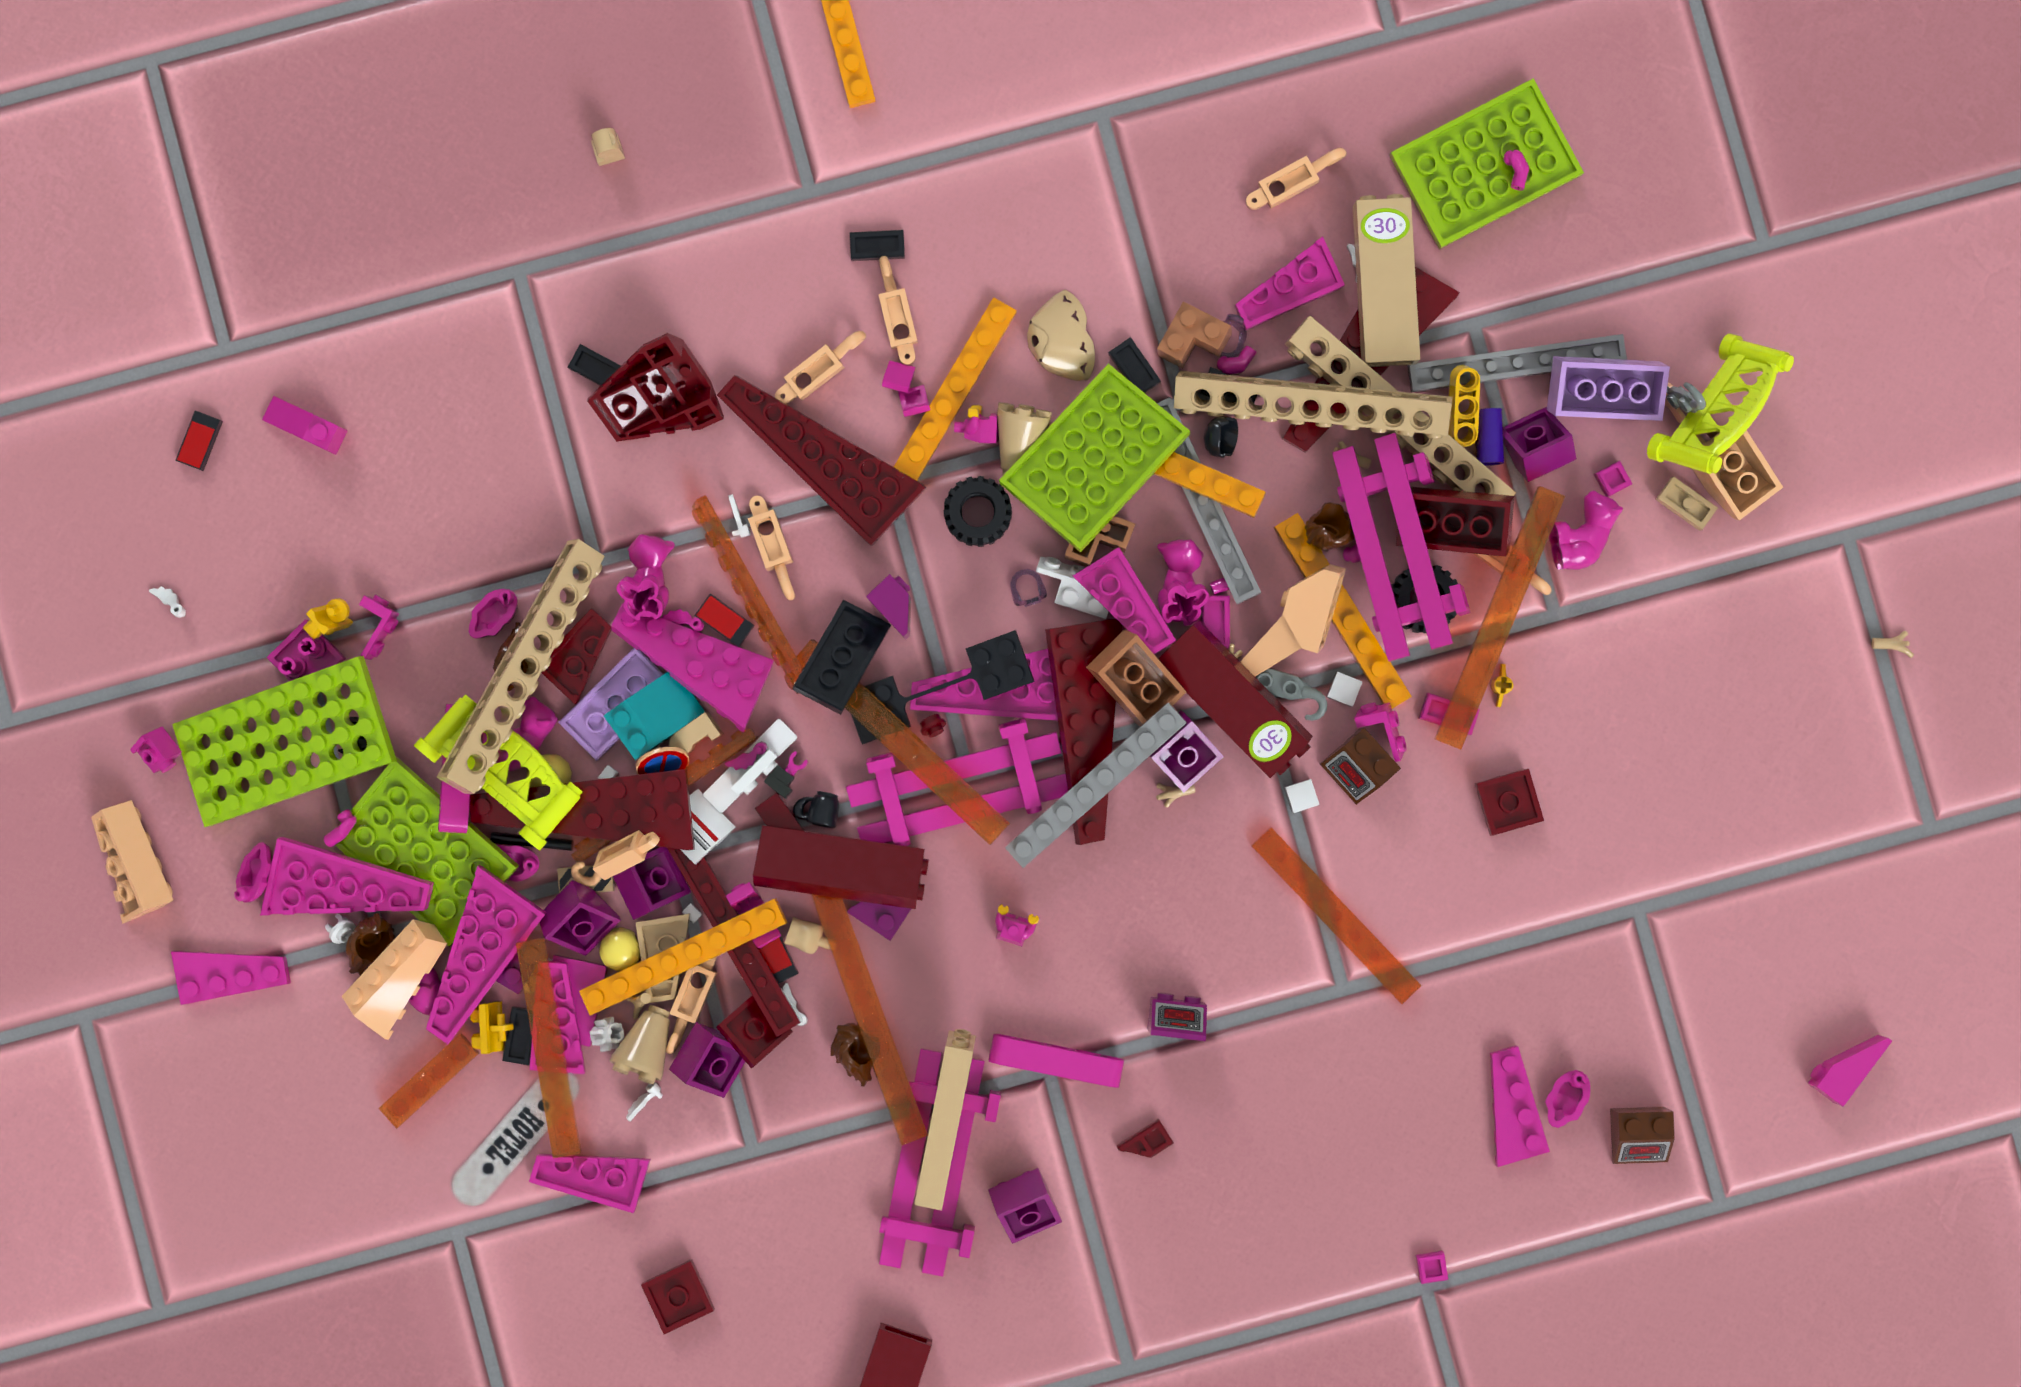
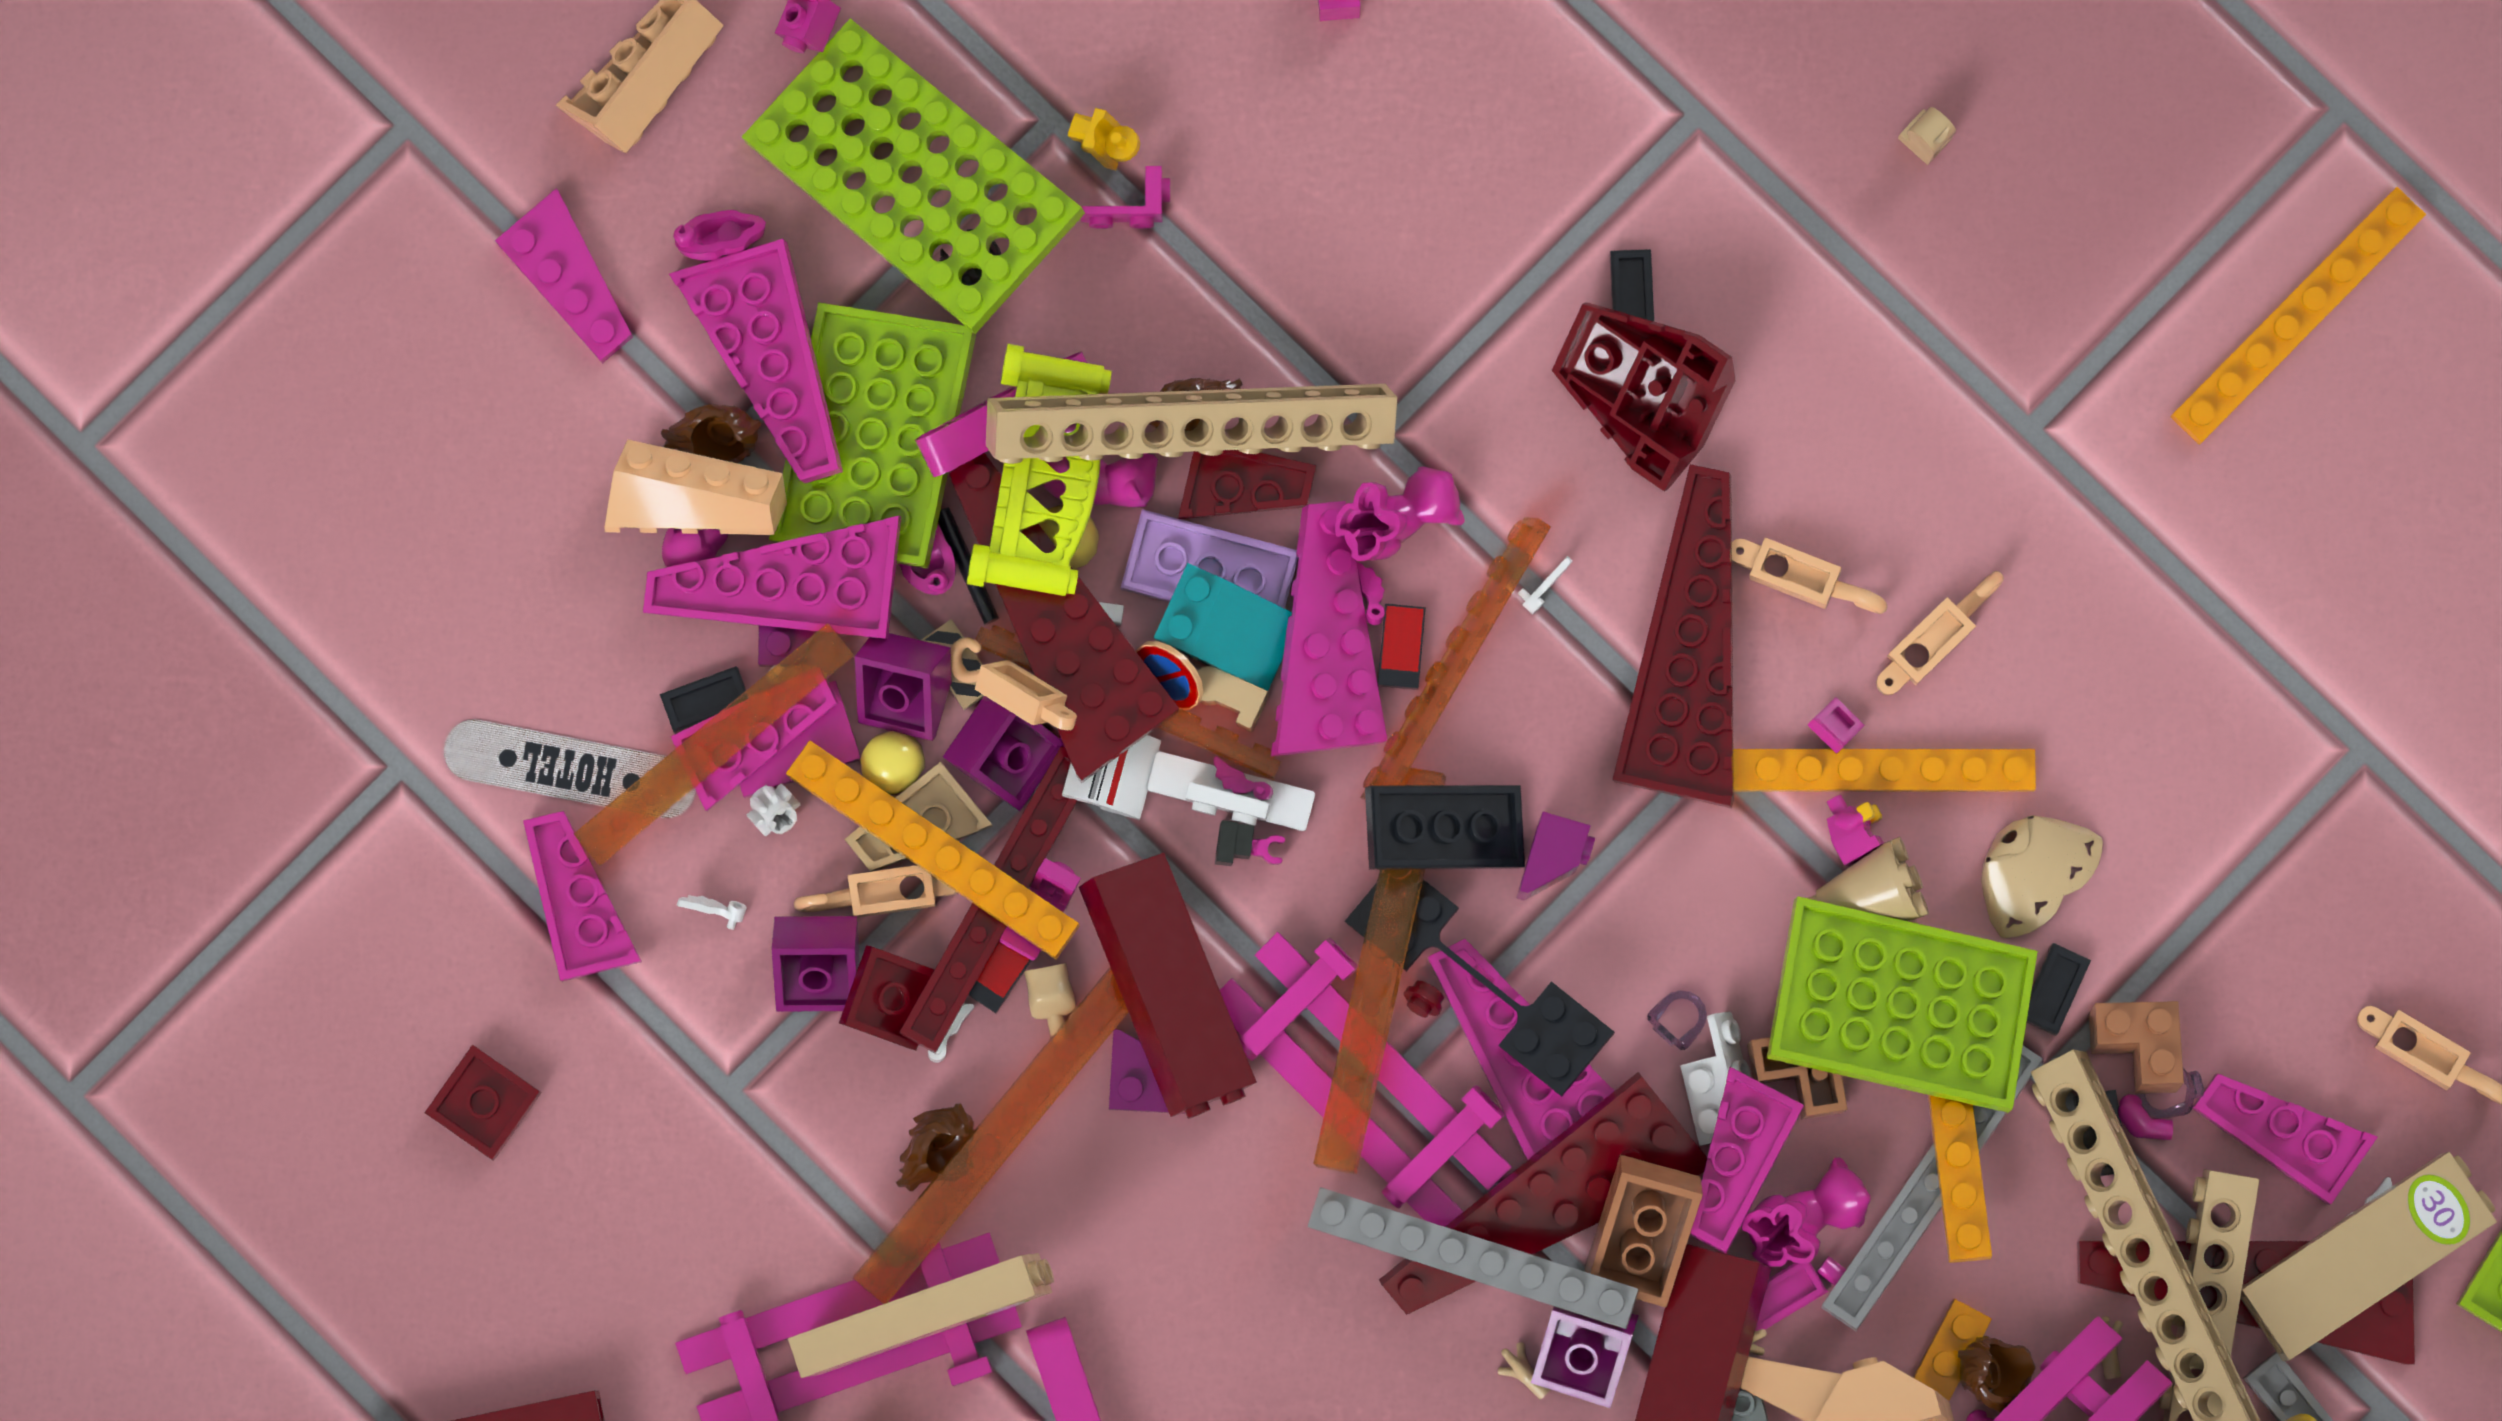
camera: 60 degrees right, 5 degrees down
(303, 655) = (1039, 133): dark pink plate -> none
(339, 833) = (841, 316): dark pink arm -> none
(341, 931) = (709, 390): white plate -> none
(429, 1080) = (580, 615): clear orange plate -> none
(492, 1027) = (696, 656): yellow hips -> none
(493, 613) = (1234, 343): dark pink arm -> none
(639, 1002) = (838, 826): tan bar -> none
(644, 1046) = (784, 868): tan cone -> none
(695, 914) = (996, 831): white piece -> none
(772, 546) = (1535, 653): light nougat piece -> none
(777, 814) = (1188, 862): dark red tile -> none
(822, 810) = (1228, 919): black piece -> none
(876, 244) = (2012, 556): black tile -> none
(898, 376) = (1855, 686): dark pink tile -> none
(971, 488) = (1766, 868): black tyre -> none
(1013, 929) = (1218, 1263): dark pink piece -> none
(1221, 436) = (2031, 1157): black hair -> none

